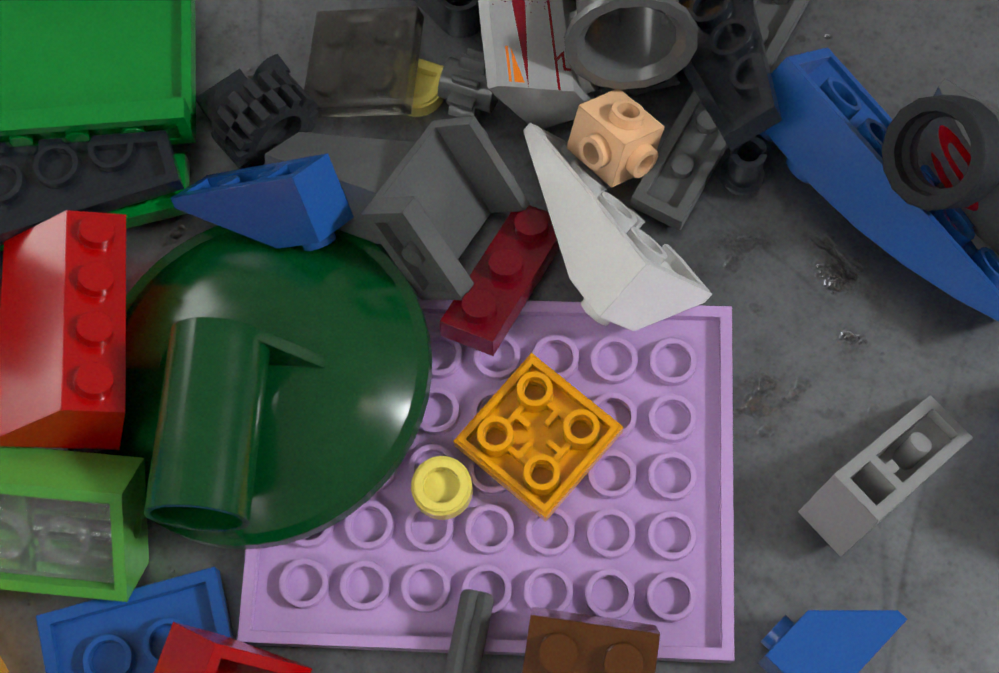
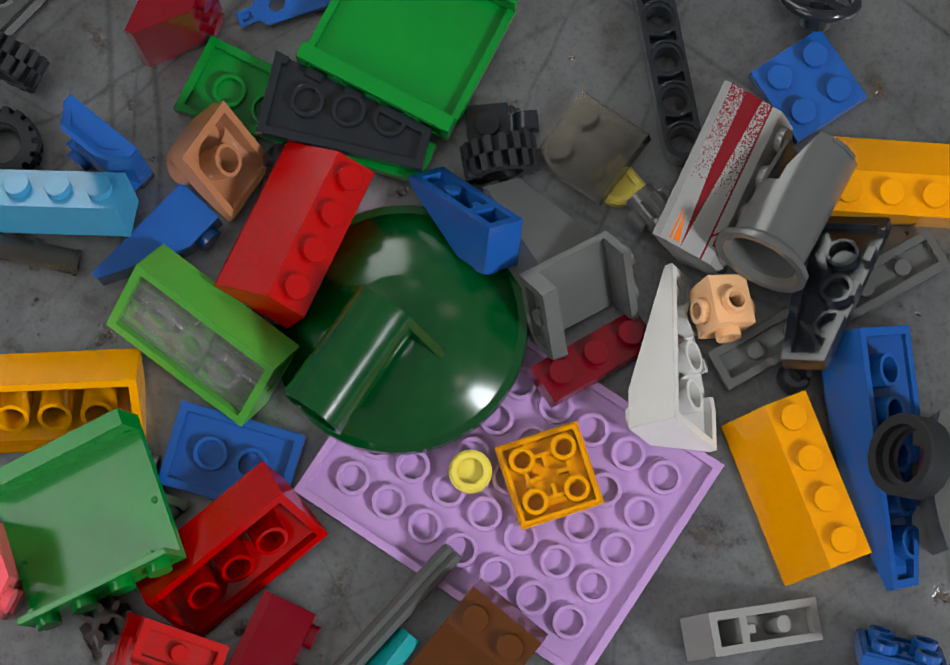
camera: 30 degrees right, 10 degrees up
(829, 285) = (795, 488): none -> light orange slope

